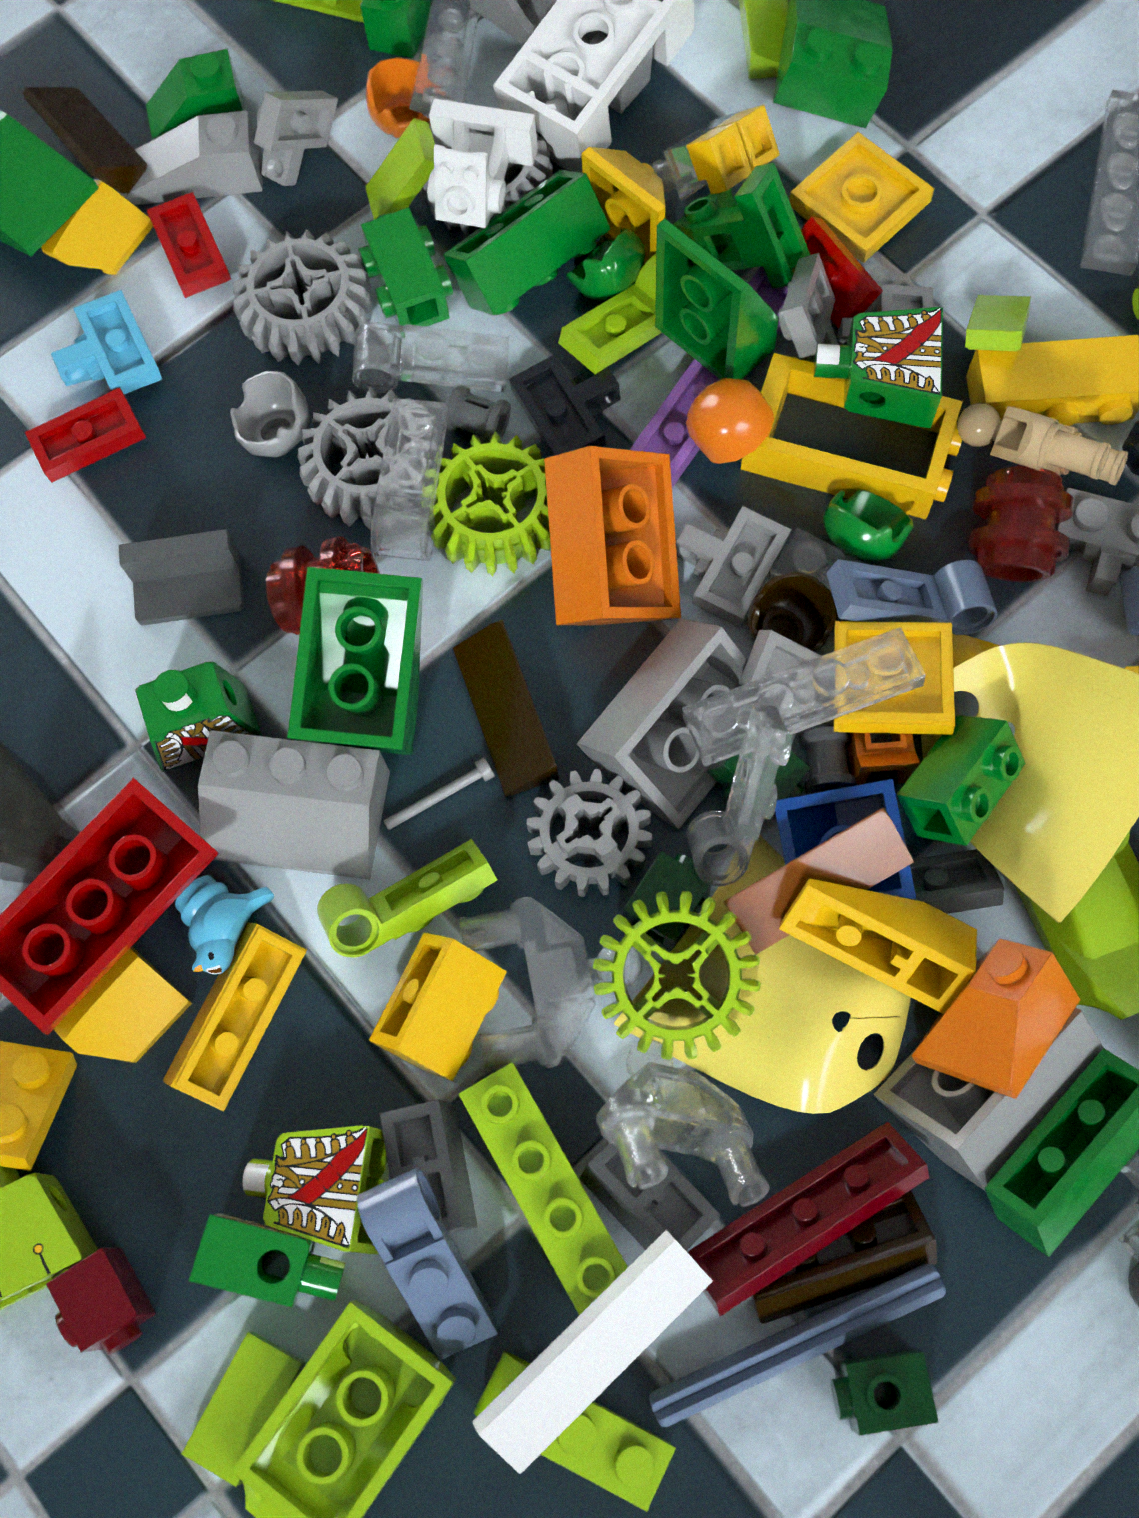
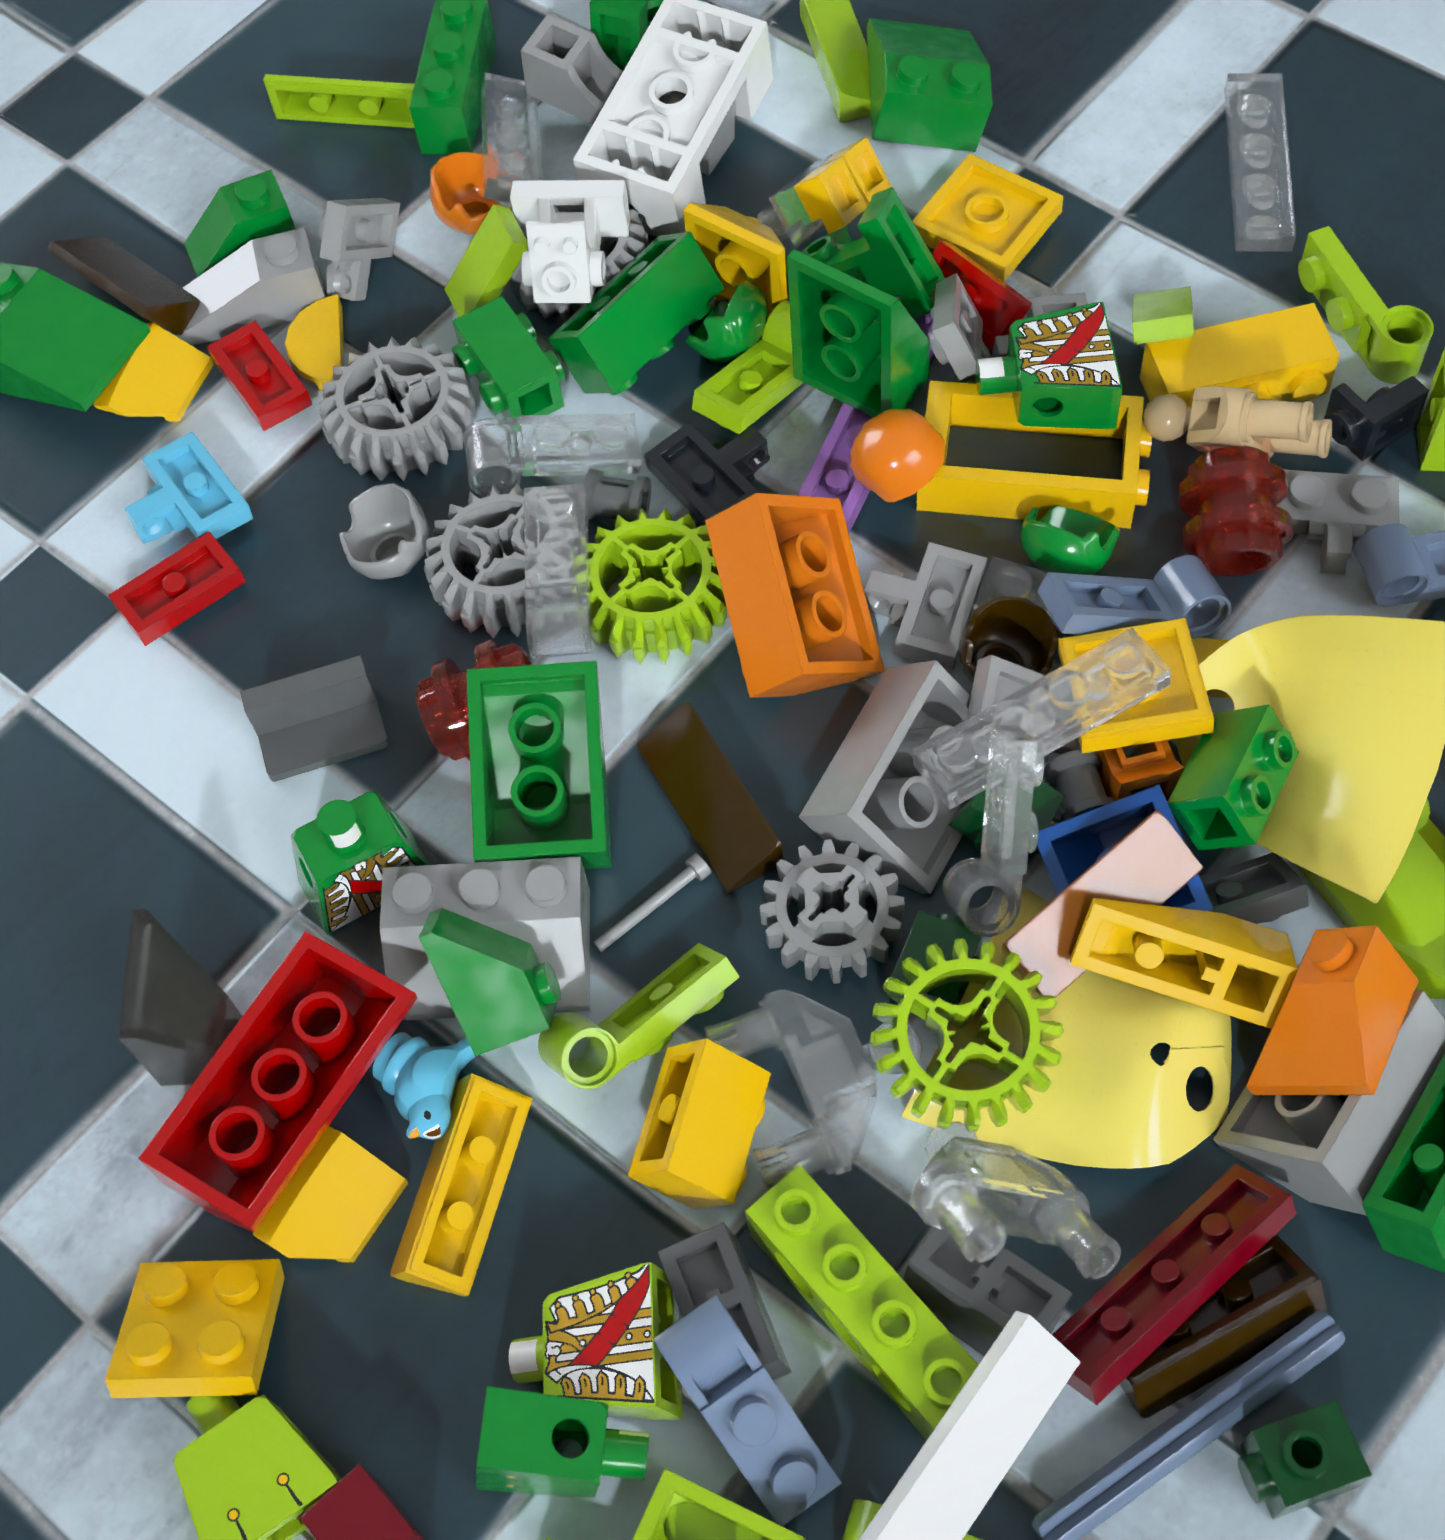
camera: 10 degrees left, 10 degrees down
(245, 219) = (317, 340): none -> yellow tile
(282, 846) = (490, 980): none -> slope

